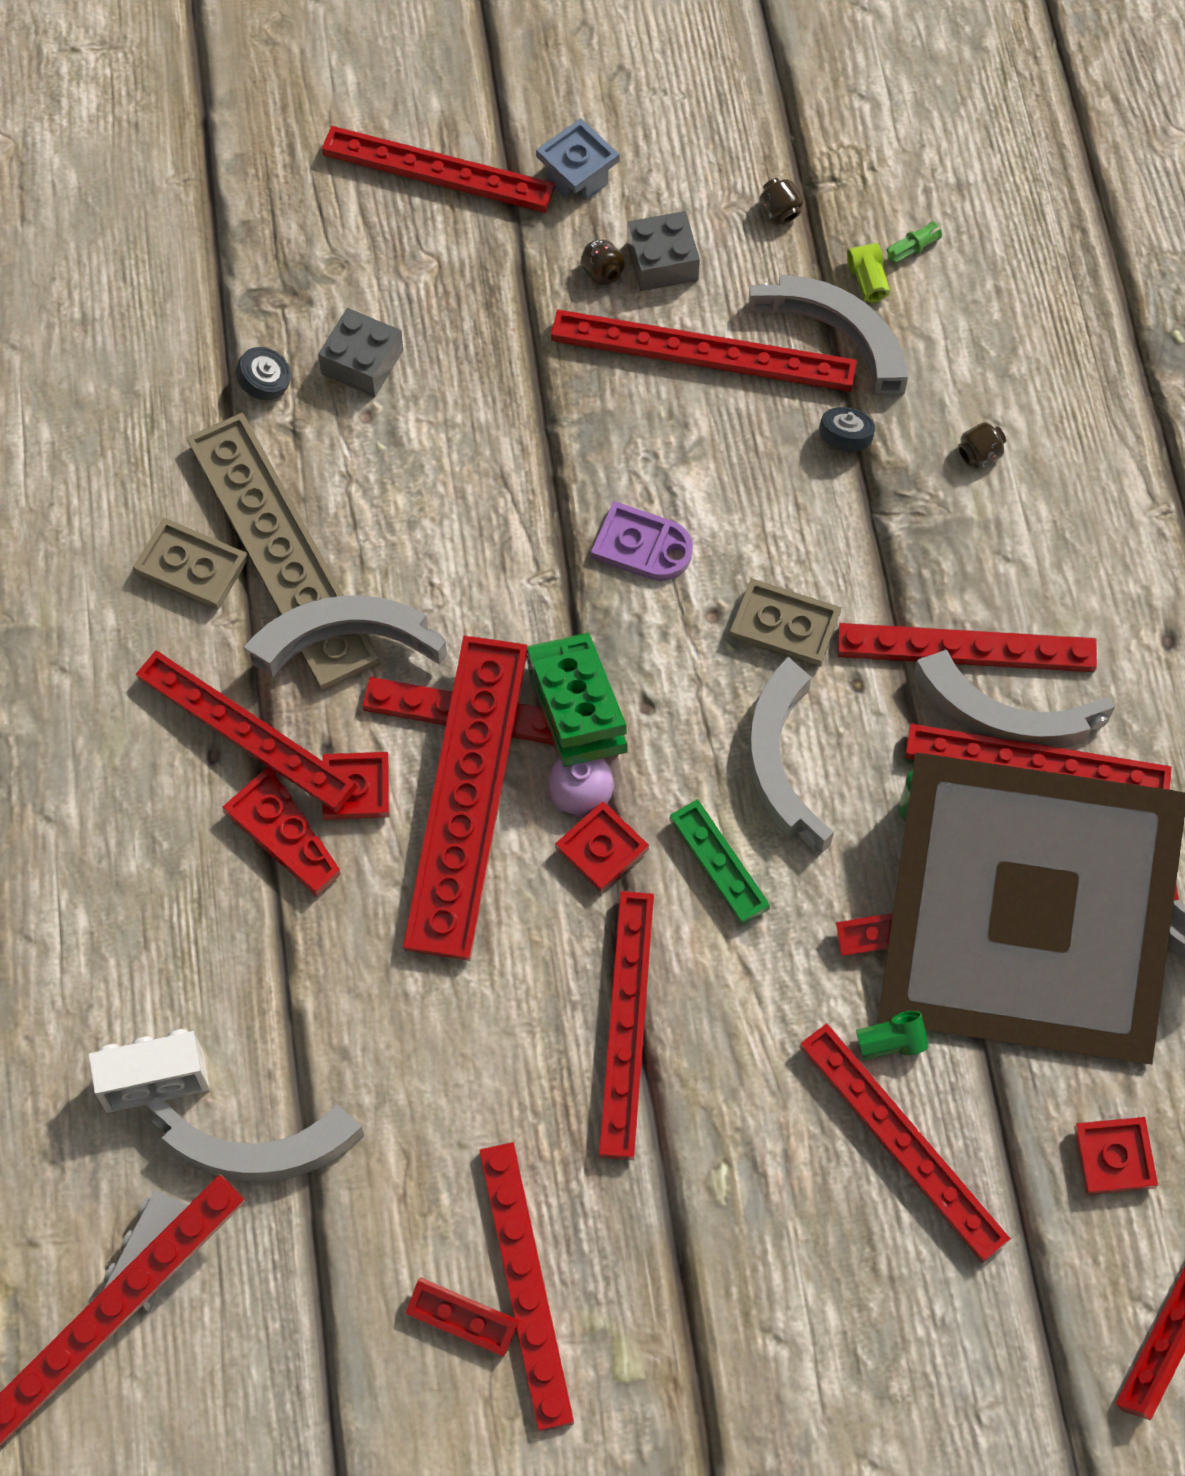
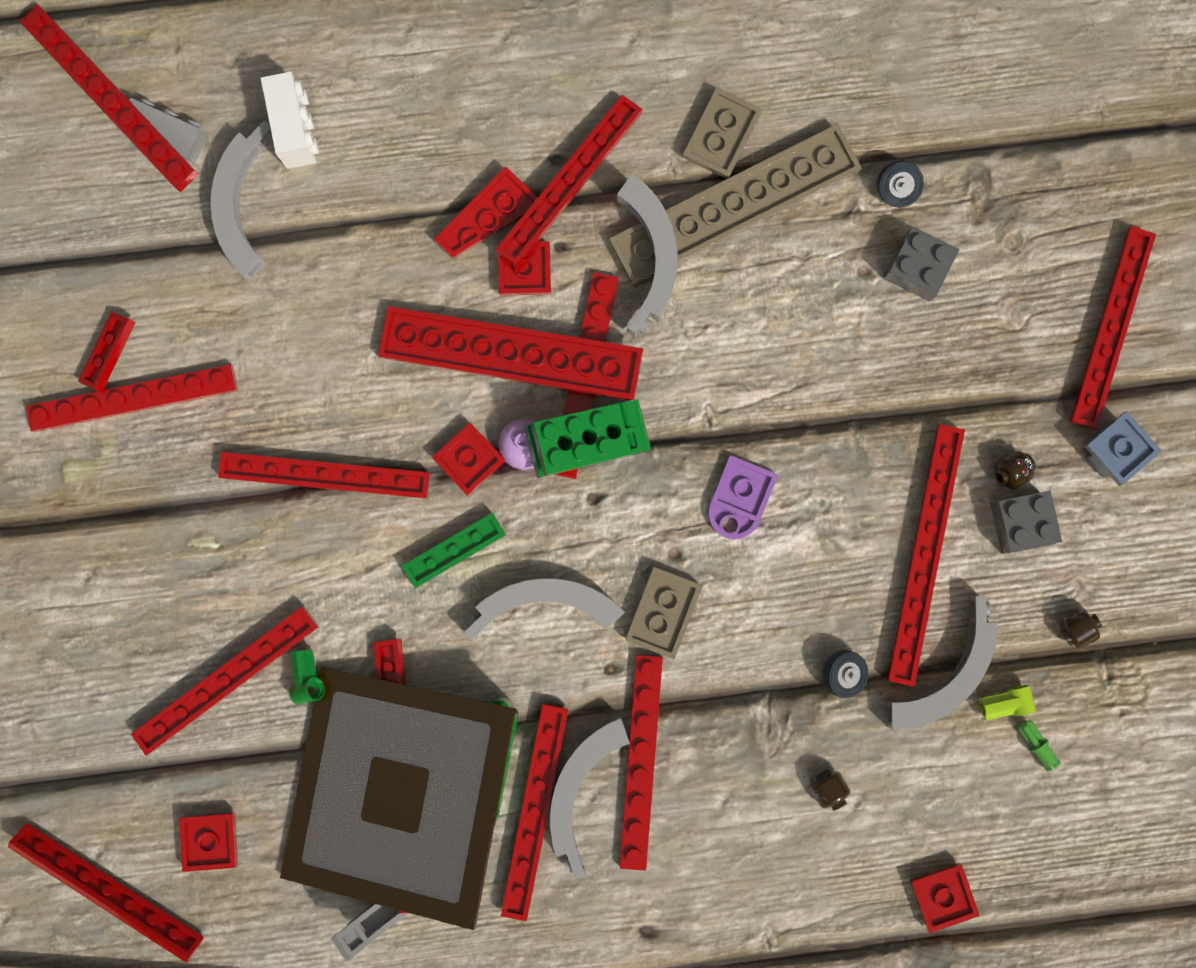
camera: 90 degrees right, 20 degrees up
(1093, 333) = (944, 898): none -> red plate

